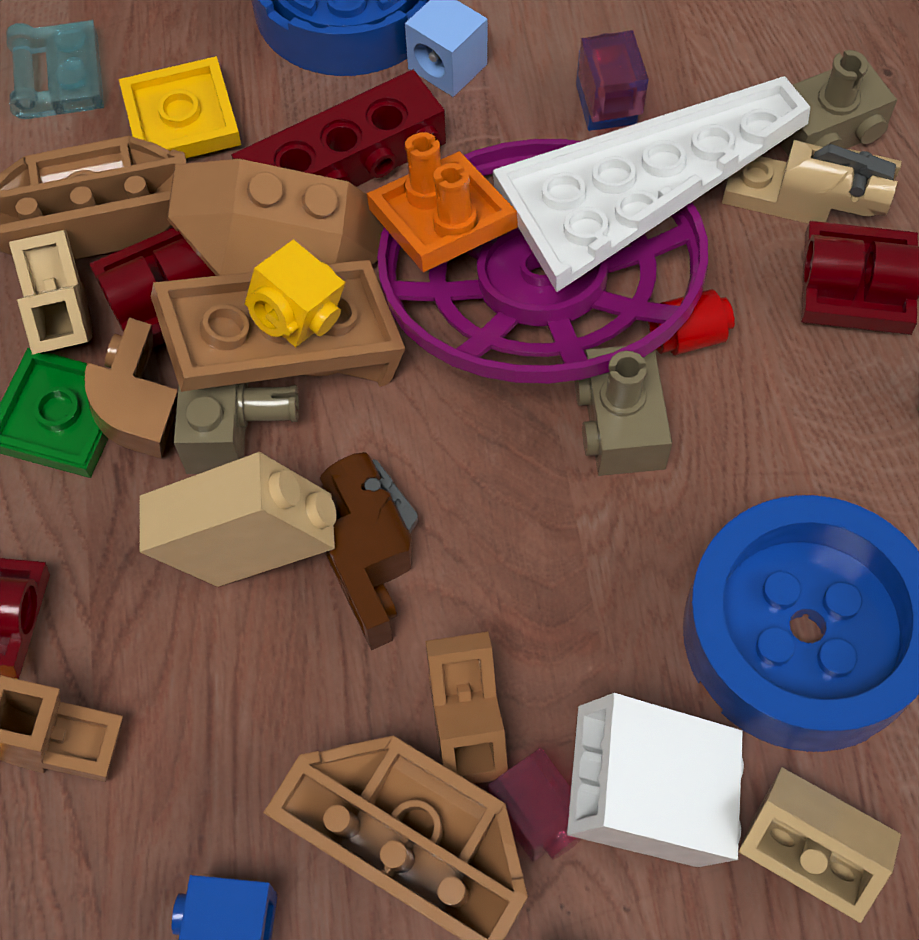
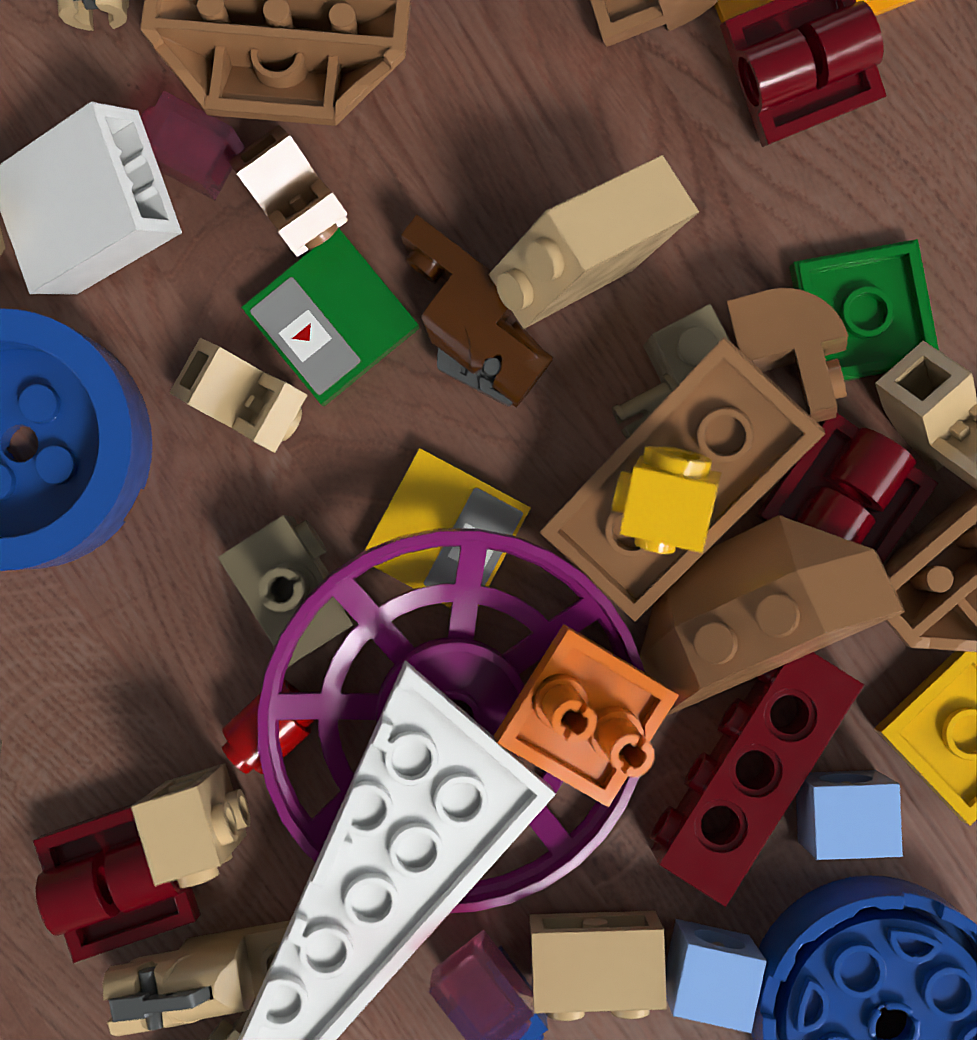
camera: 155 degrees right, 25 degrees up
(291, 89) = (849, 815): none -> light blue piece
(476, 414) = (443, 497): none -> yellow tile
(490, 592) = (331, 317): none -> green tile
(522, 80) = (597, 964): none -> tan brick
(589, 565) = (239, 395): none -> tan brick
(778, 271) = (191, 826): none -> tan brick

